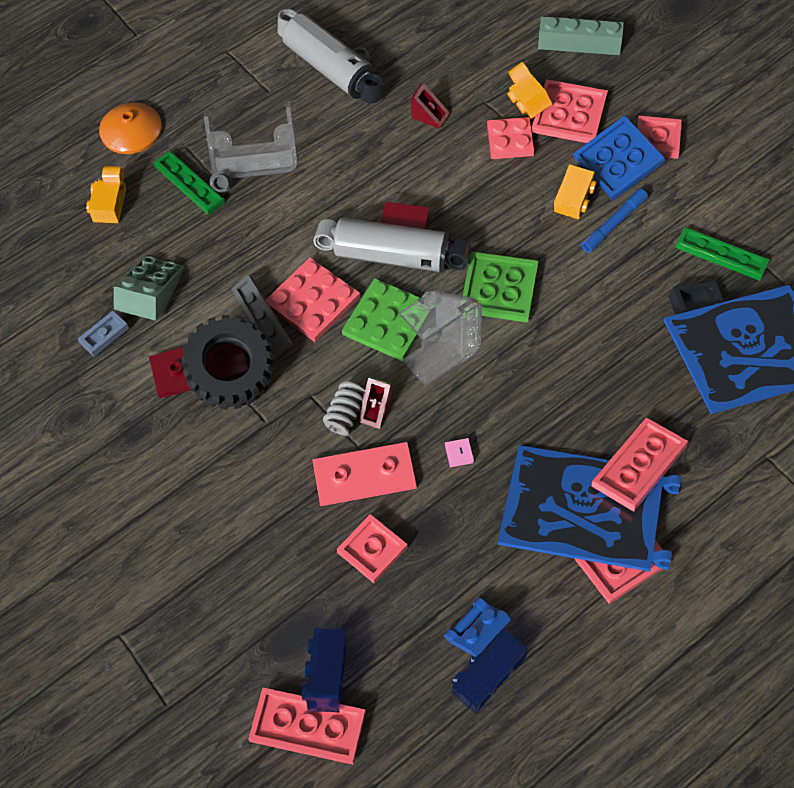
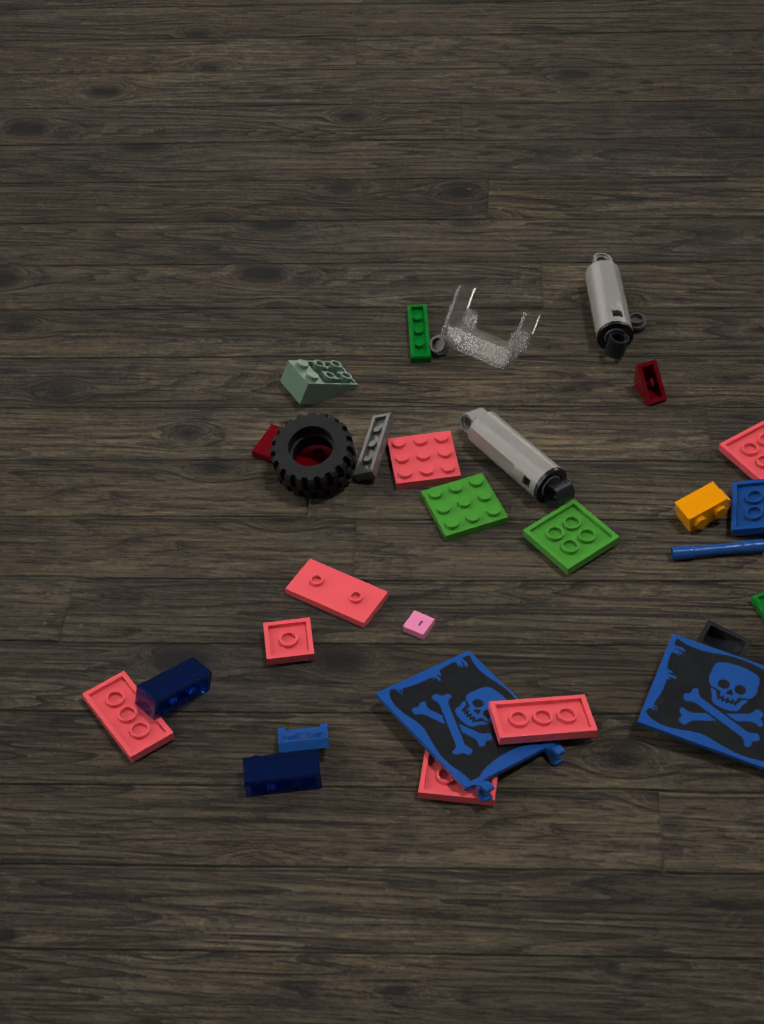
camera: 40 degrees right, 15 degrees down
(103, 333) = (257, 391): sand blue plate -> none
(107, 196) = (352, 307): light orange hinge -> none
(130, 128) = (417, 275): orange dish -> none
(344, 408) = (365, 538): light grey piece -> none
(376, 402) = (393, 551): dark red slope -> none
(406, 215) = (550, 445): dark red panel -> none
(448, 332) = (487, 547): clear windscreen -> none
(510, 138) = (695, 443): coral plate -> none
(527, 91) = (741, 416): light orange hinge -> none

